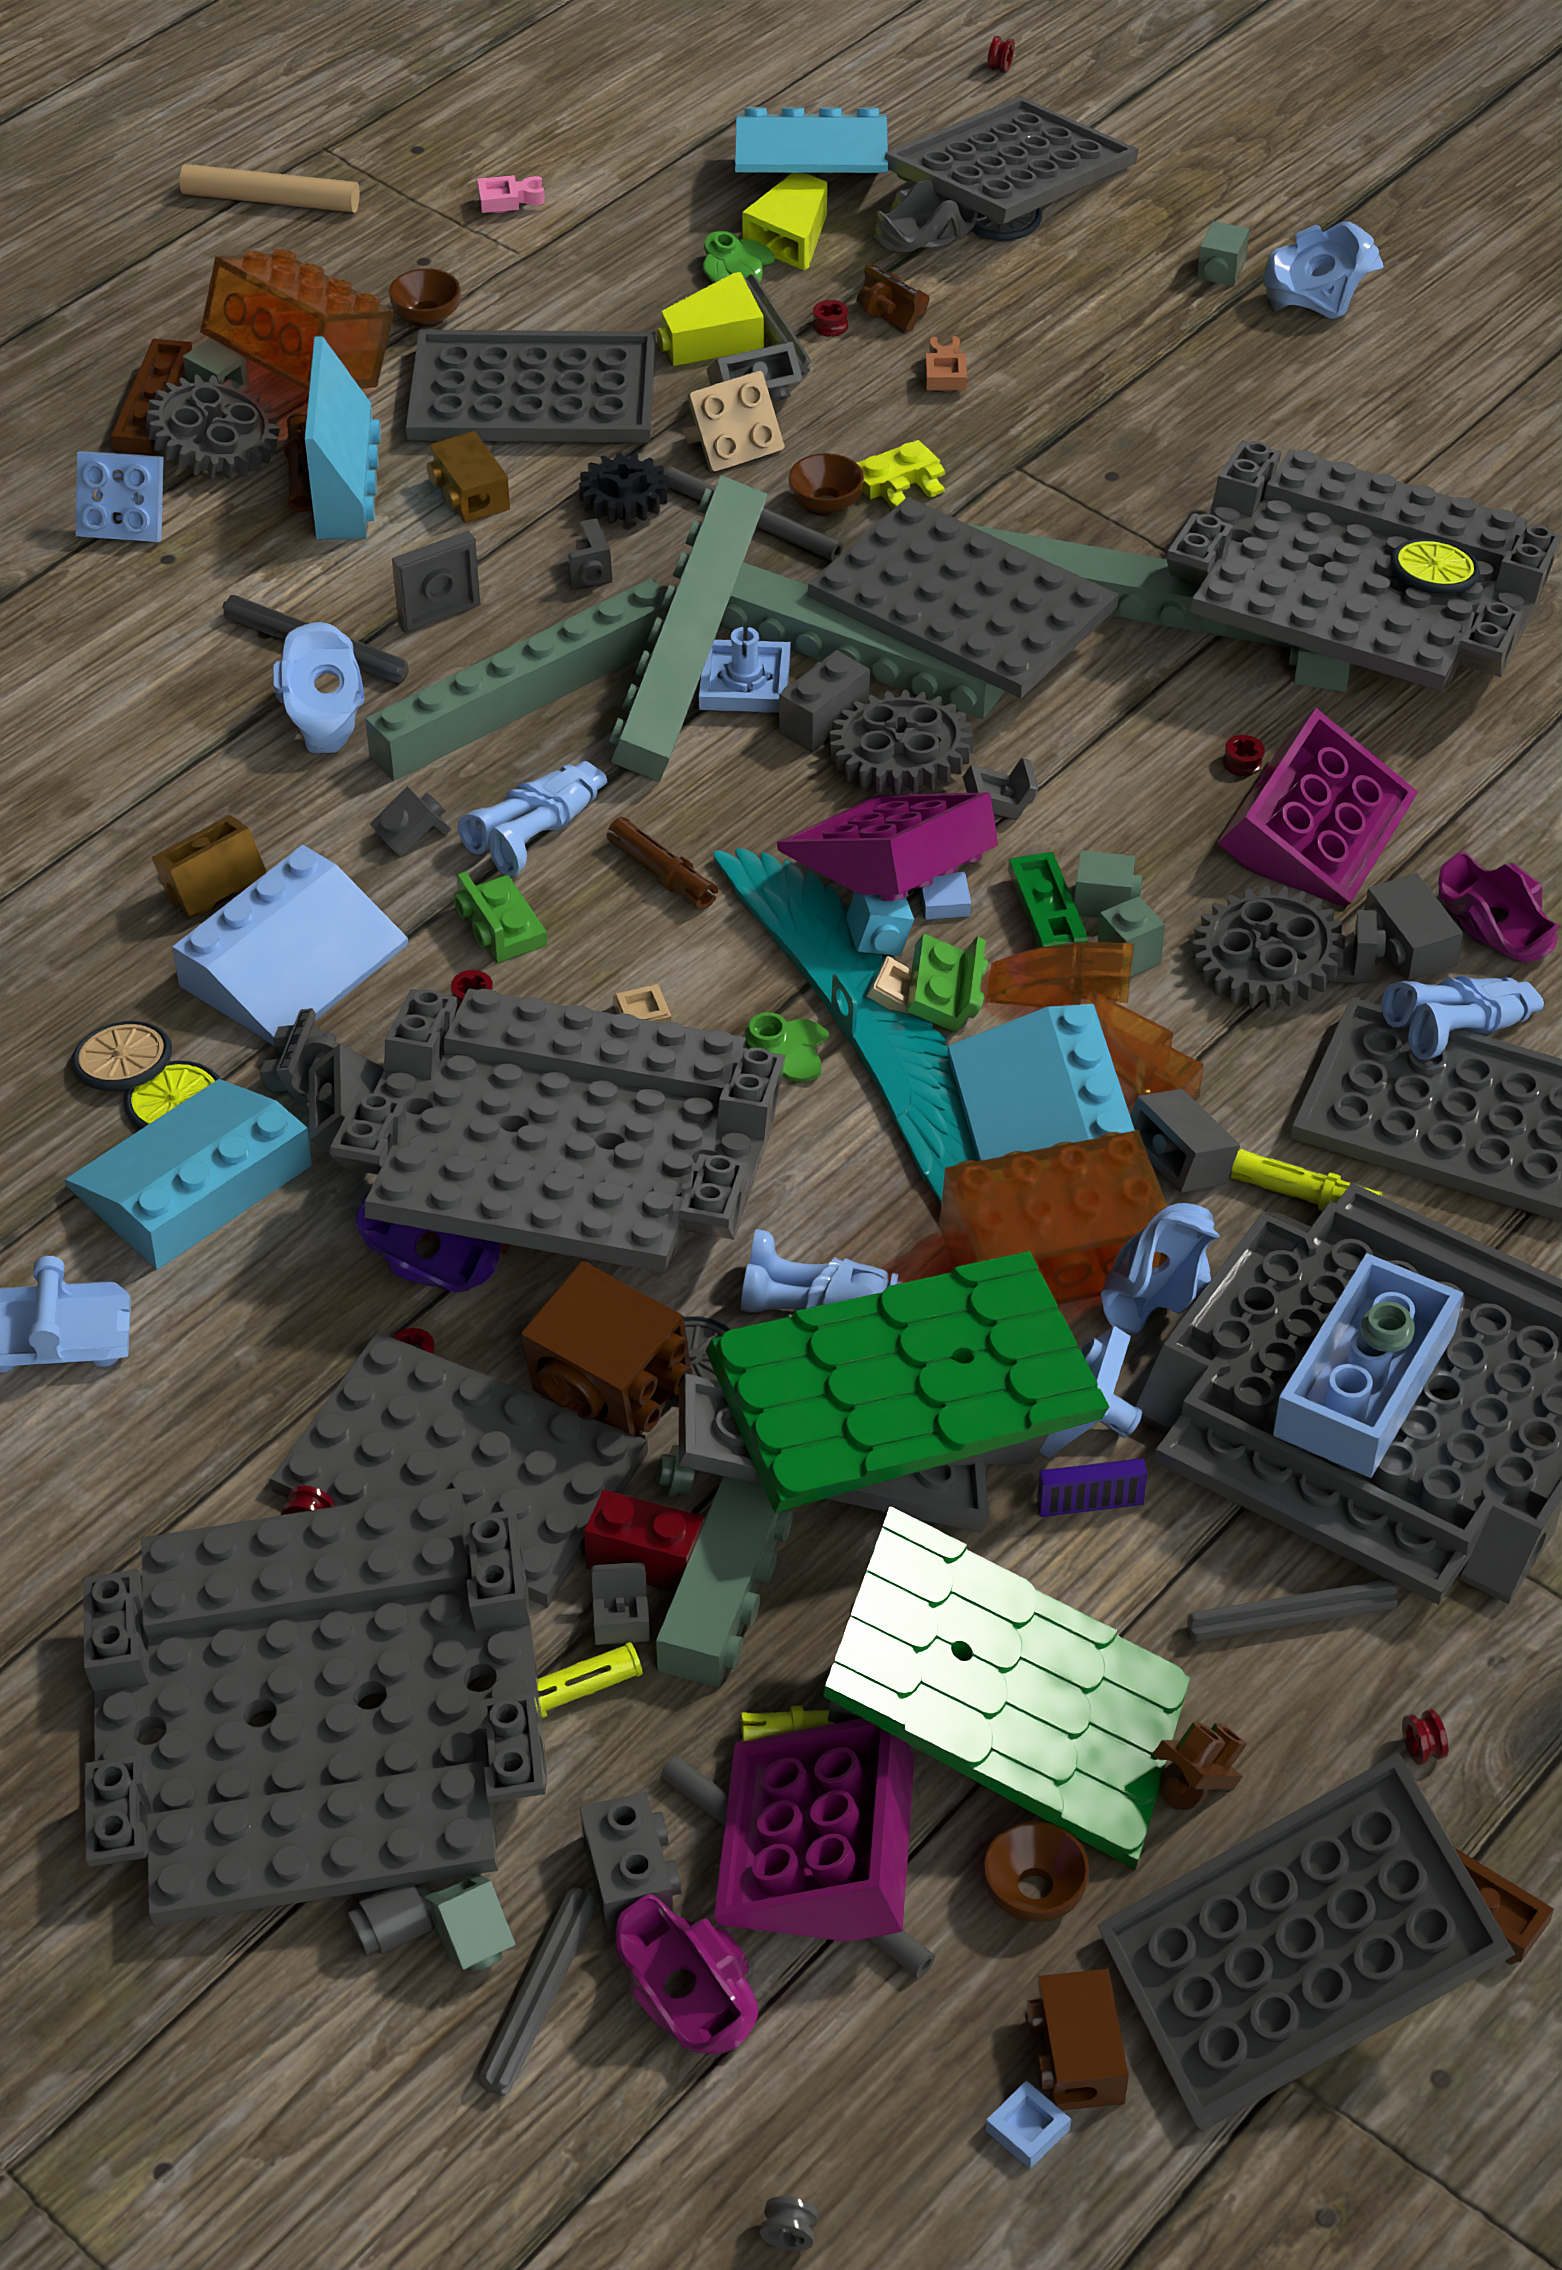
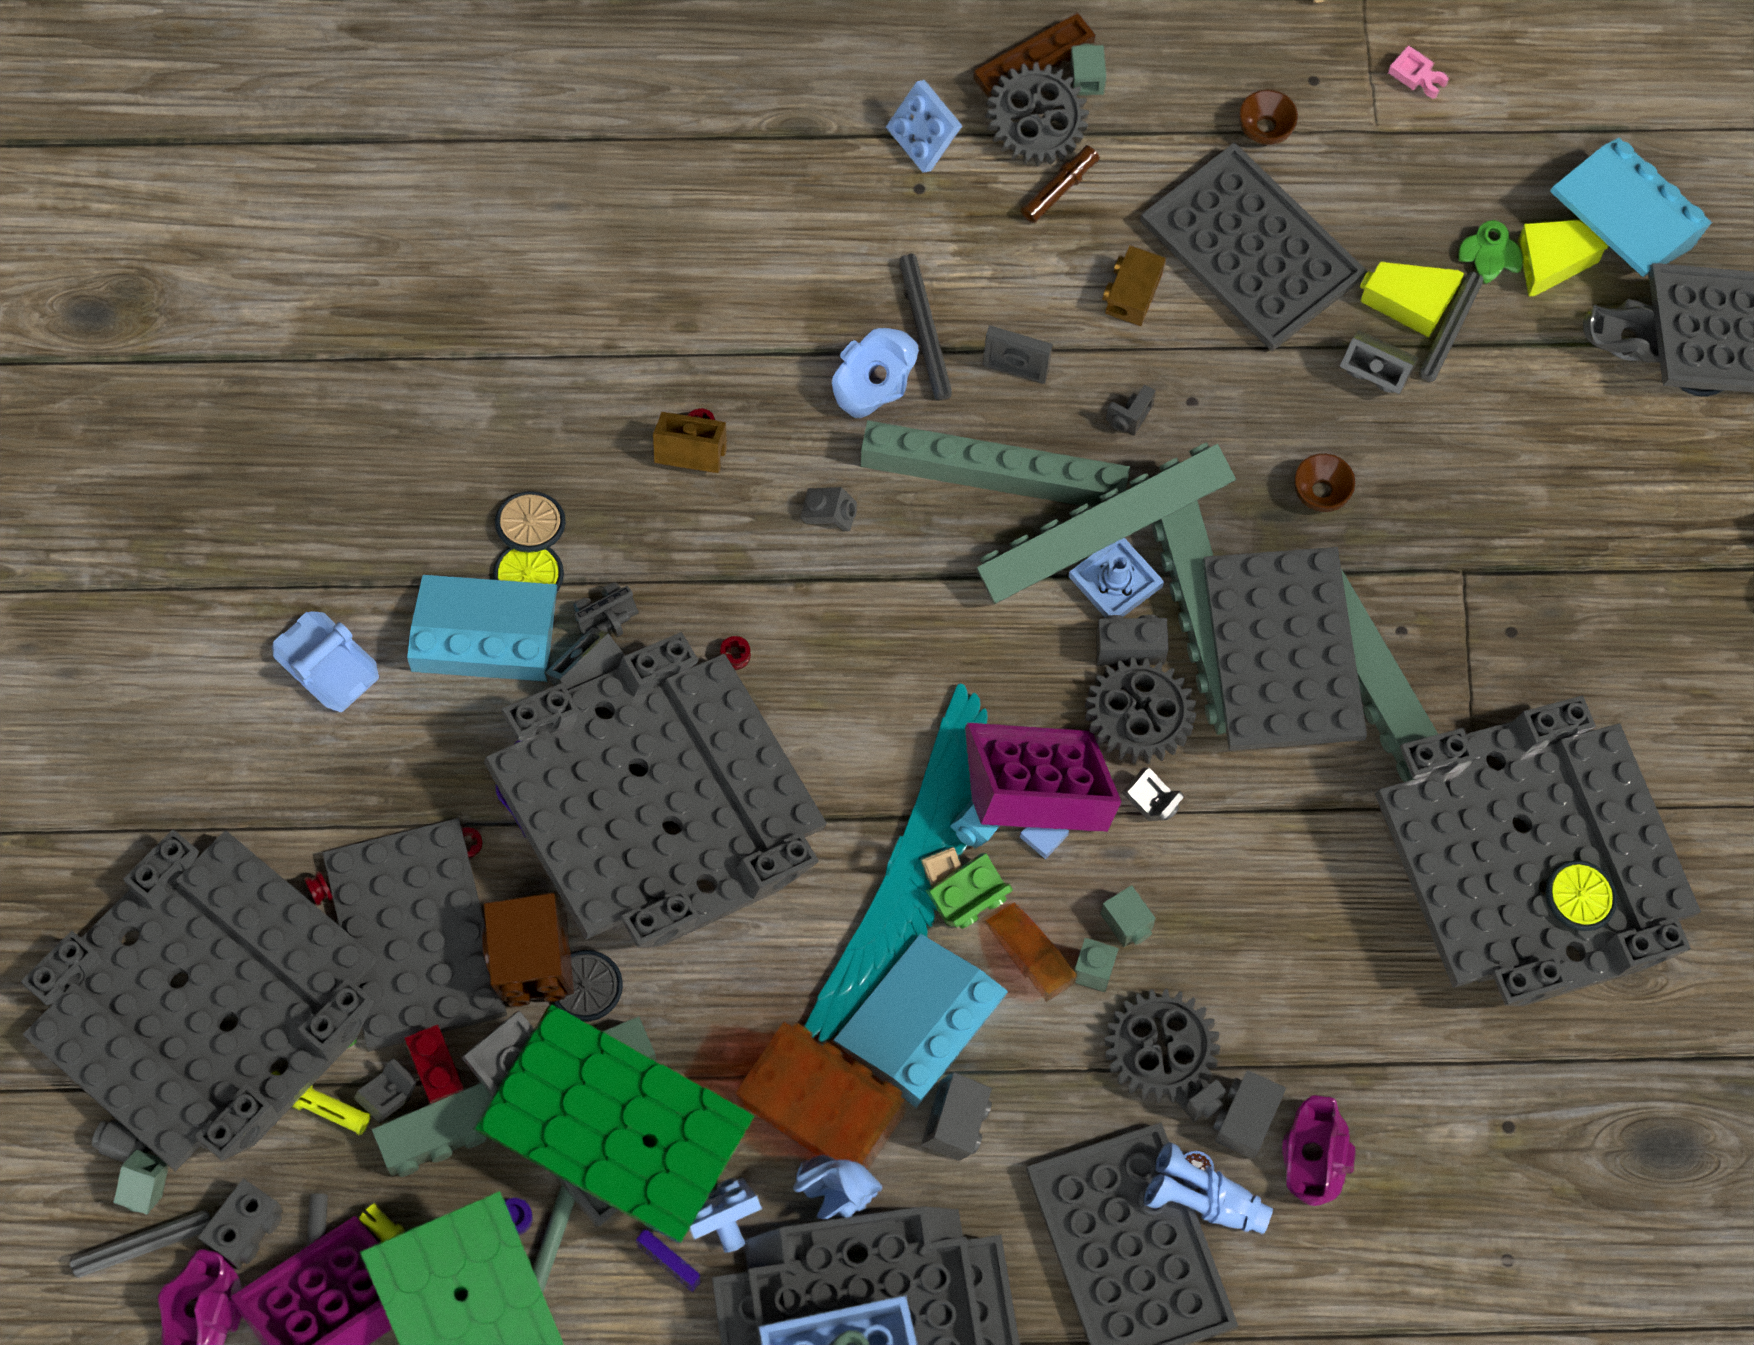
camera: 45 degrees right, 20 degrees up
(277, 305) = (1153, 82): clear orange brick -> none
(287, 945) = (676, 534): light blue slope -> none
(340, 449) = (1073, 201): medium azure slope -> none
(499, 917) = (803, 616): bright green bracket -> none
(527, 810) = (910, 565): light blue piece -> none
(623, 488) = (1208, 371): black gear -> none
(643, 1003) = (805, 749): tan tile -> none
(673, 872) = (921, 677): reddish brown pin -> none
(734, 421) = (1324, 388): tan bracket -> none
(768, 521) = (1264, 463): dark grey piece -> none
(784, 1284) = (692, 1025): light blue piece -> none
(790, 1038) = (844, 853): bright green plate -> none
(830, 318) = (1496, 345): dark red bush -> none
(891, 298) = (1537, 373): reddish brown hips -> none
(897, 469) = (1384, 507): neon yellow plate -> none
(945, 367) = (1509, 459): nougat plate -> none
(1046, 900) = (1085, 896): green plate -> none
(1144, 1051) = (1010, 1044): clear orange slope -> none
(1236, 763) = (1313, 899): dark red bush -> none
(1289, 1179) = (988, 1192): neon yellow pin -> none
(1319, 813) = (1305, 989): magenta slope -> none

